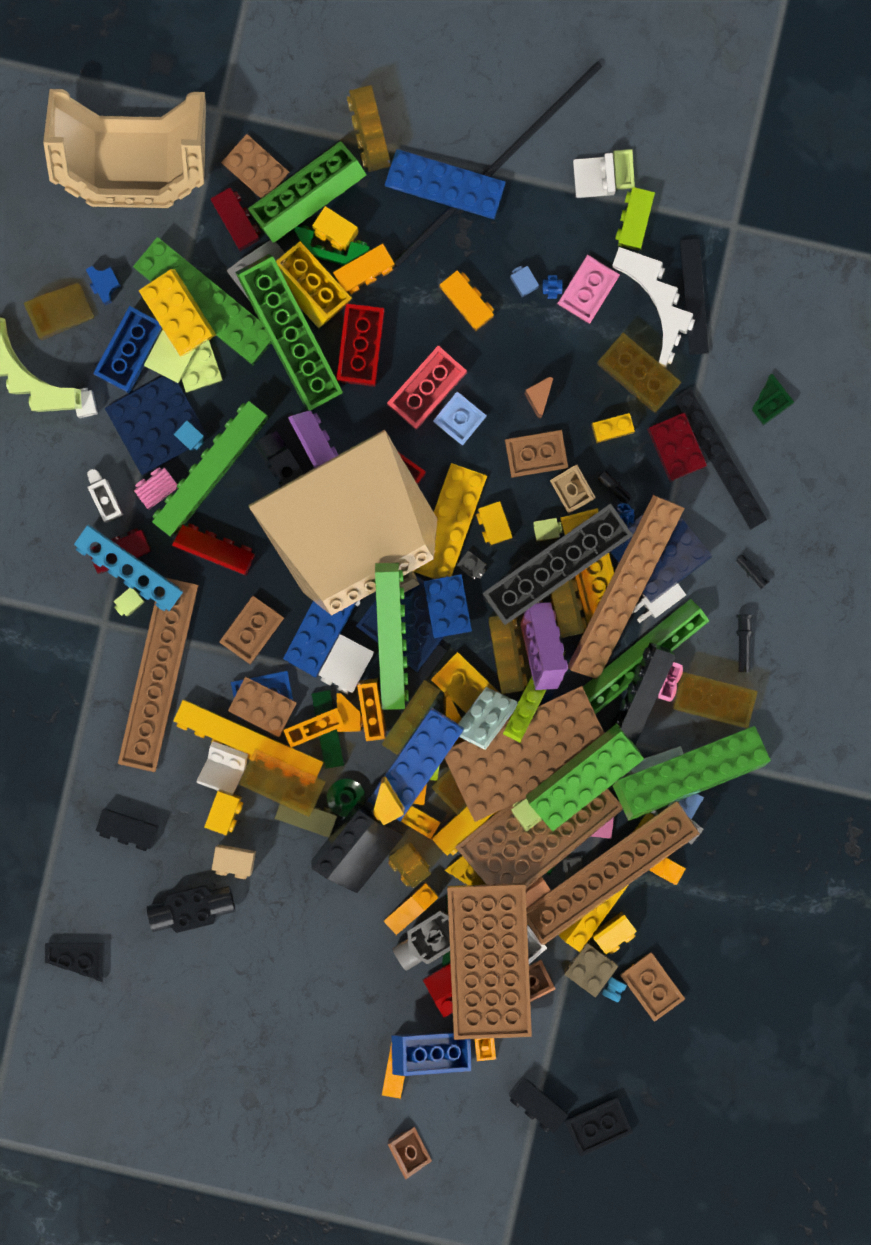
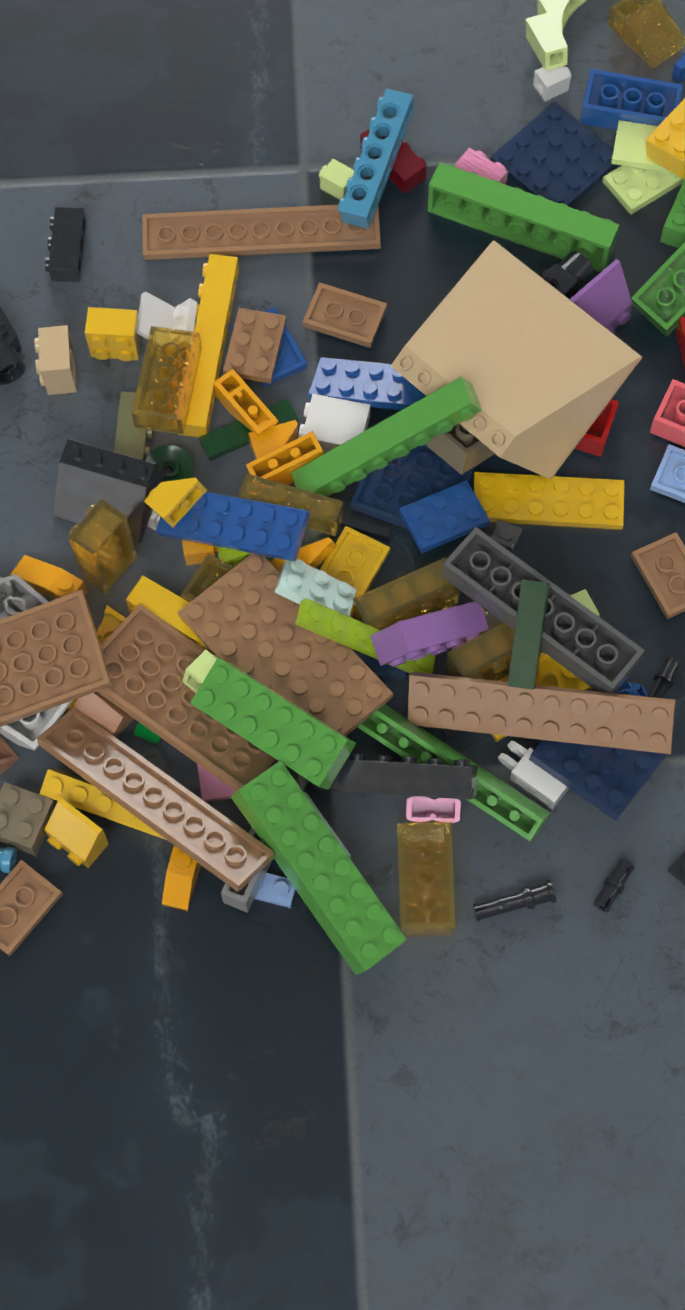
camera: 75 degrees right, 20 degrees down
(103, 497) = (450, 121): white hinge -> none
(190, 436) = (554, 183): dark azure brick -> none
(213, 549) = (428, 247): red slope -> none
(420, 822) = (163, 560): yellow plate -> none
(494, 523) = (566, 548): yellow brick -> none
(572, 489) = (648, 626): tan slope -> none
(576, 581) = (528, 634): none -> dark green tile

